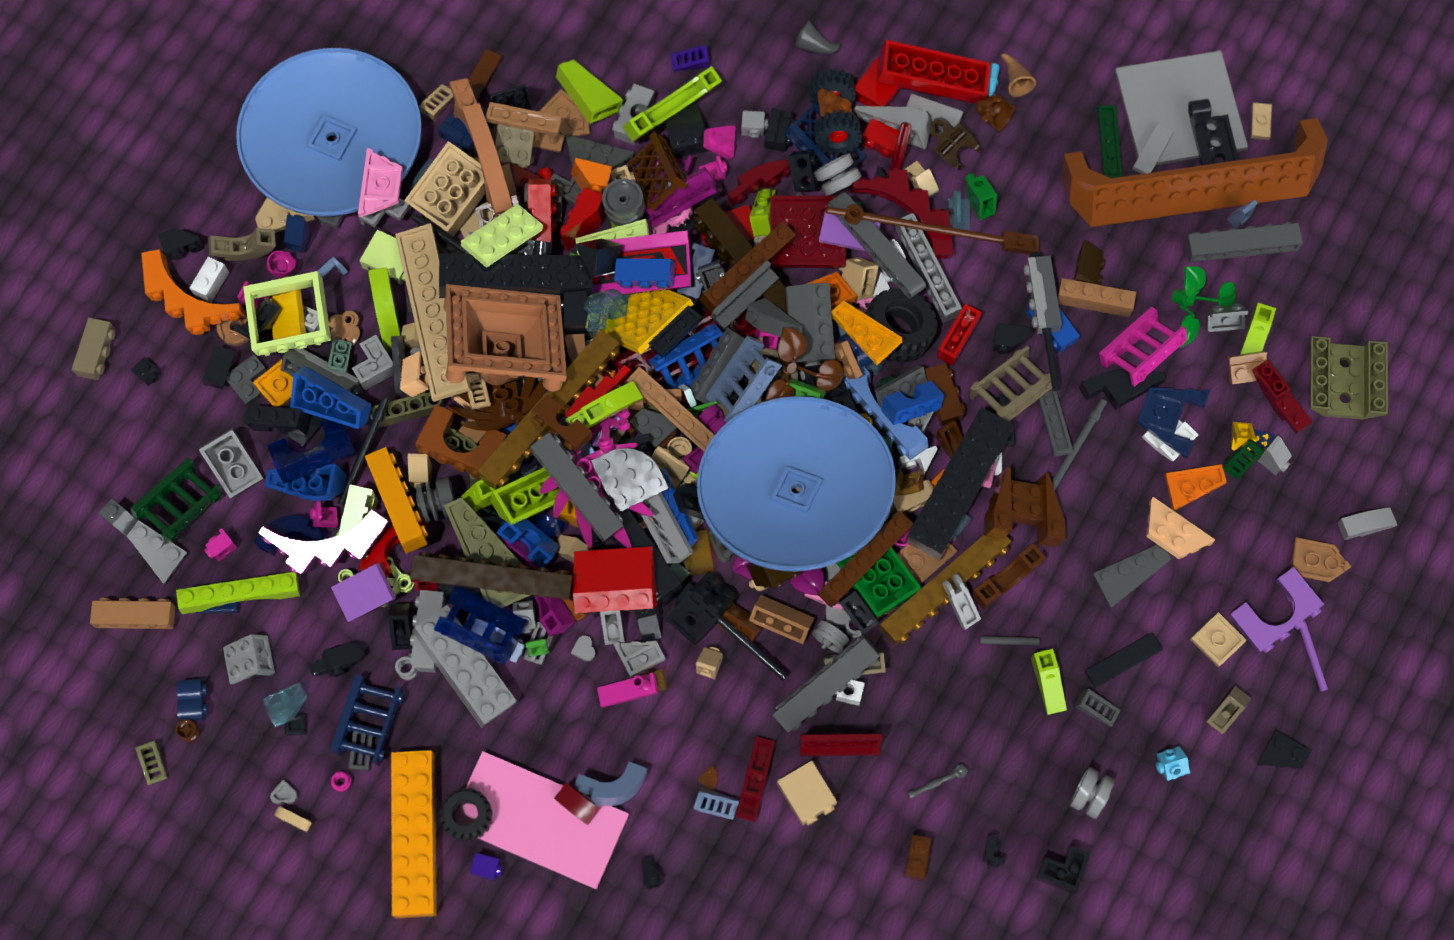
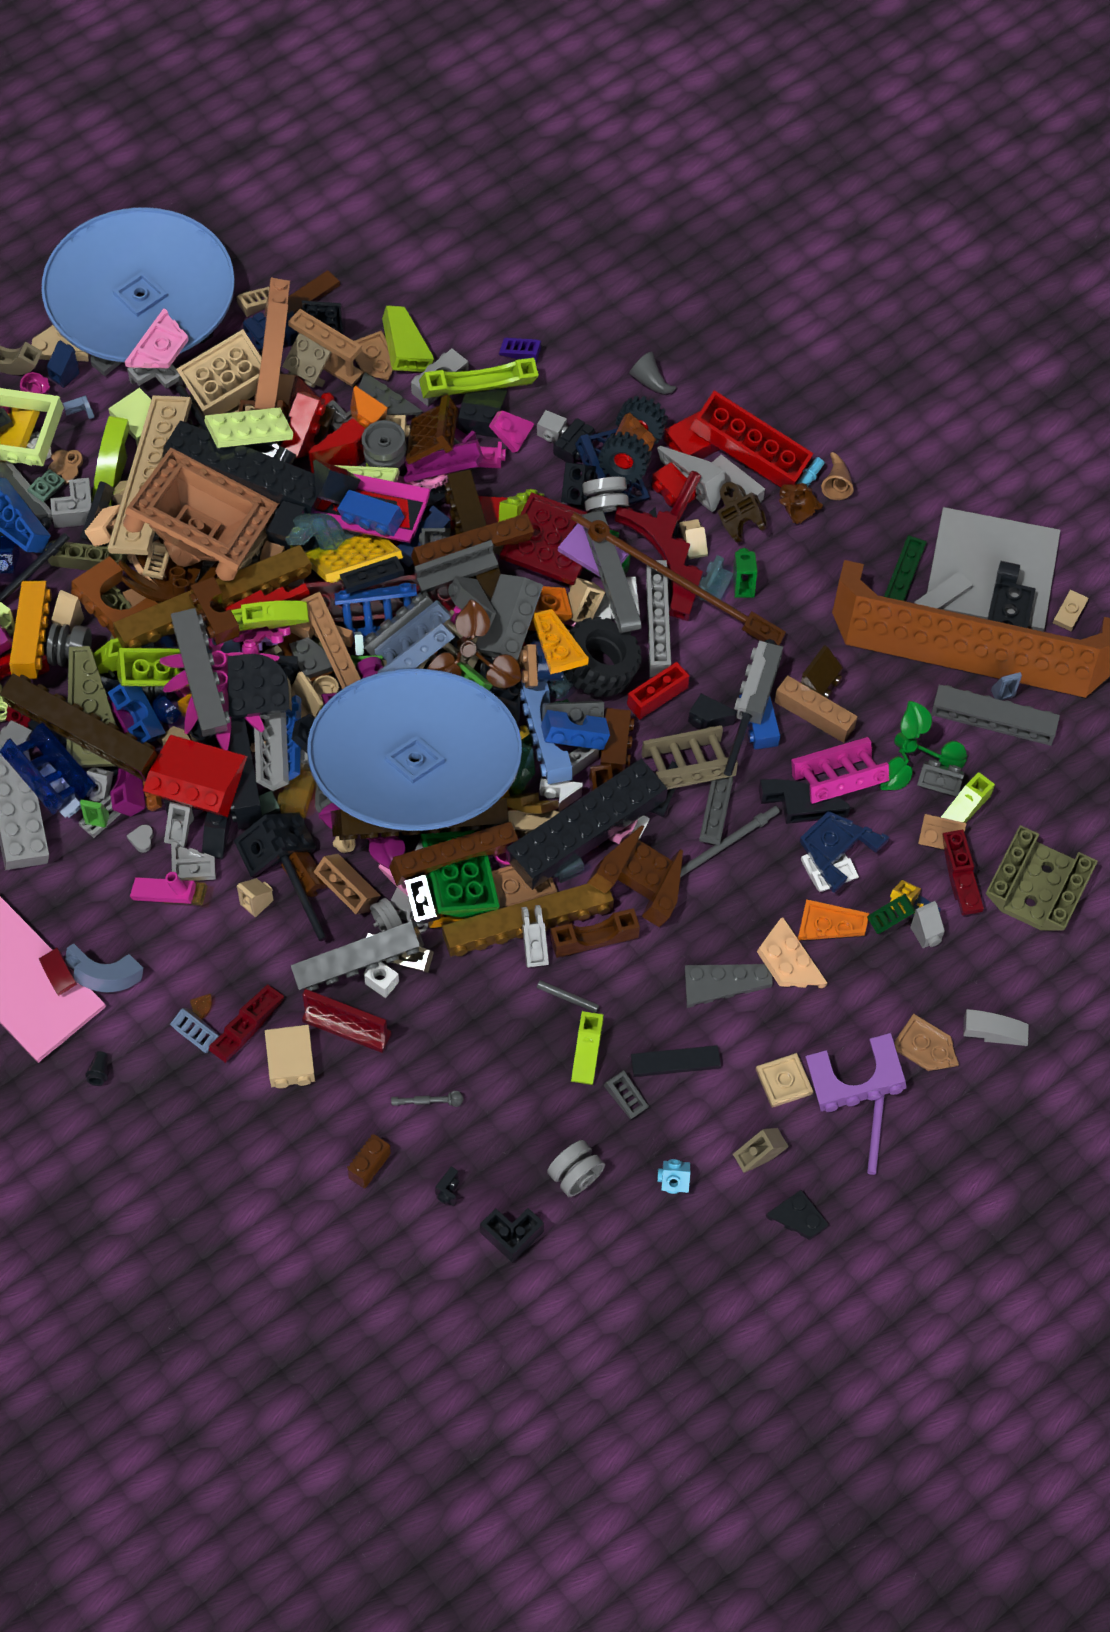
camera: 20 degrees right, 10 degrees down
(765, 175) = (525, 476): dark red slope -> none

